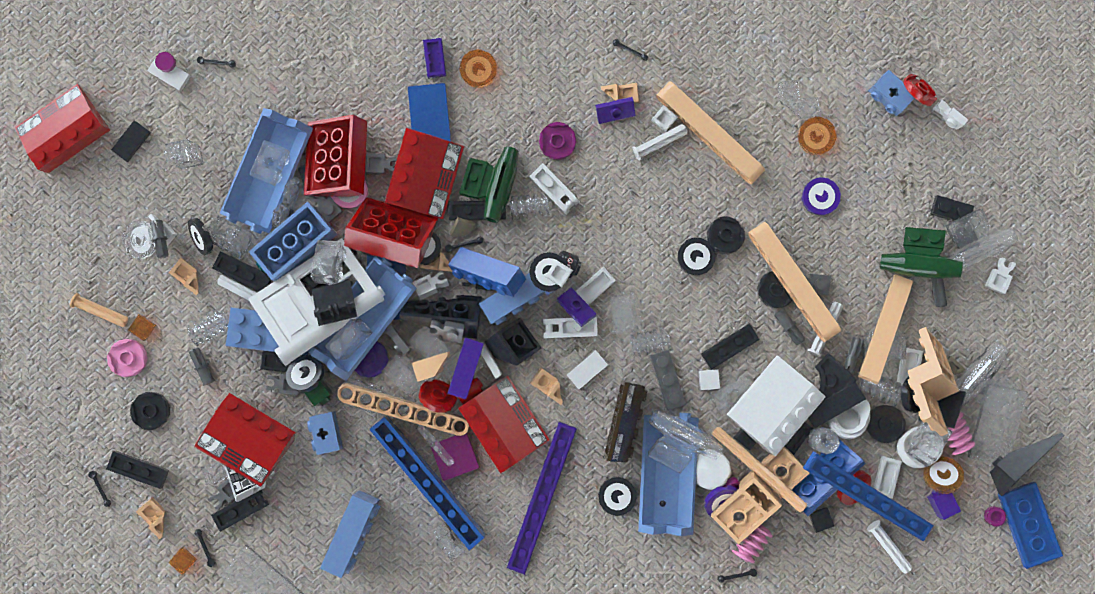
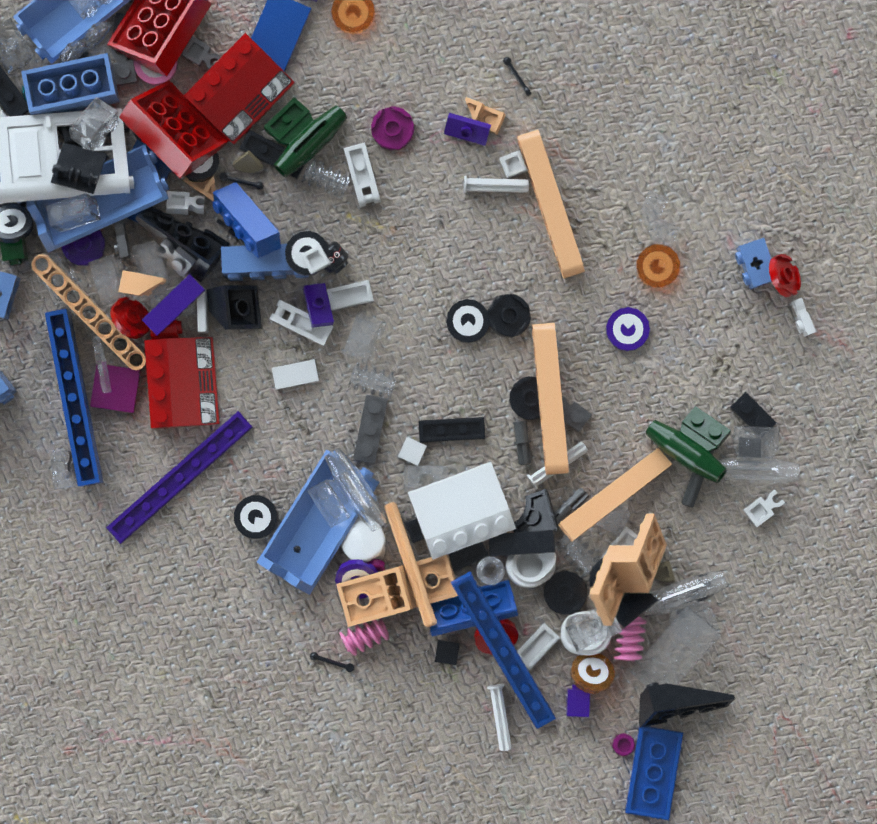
camera: 20 degrees right, 0 degrees up
(547, 384) = (247, 368): light nougat slope -> none
(624, 422) = (302, 444): dark brown slope -> none

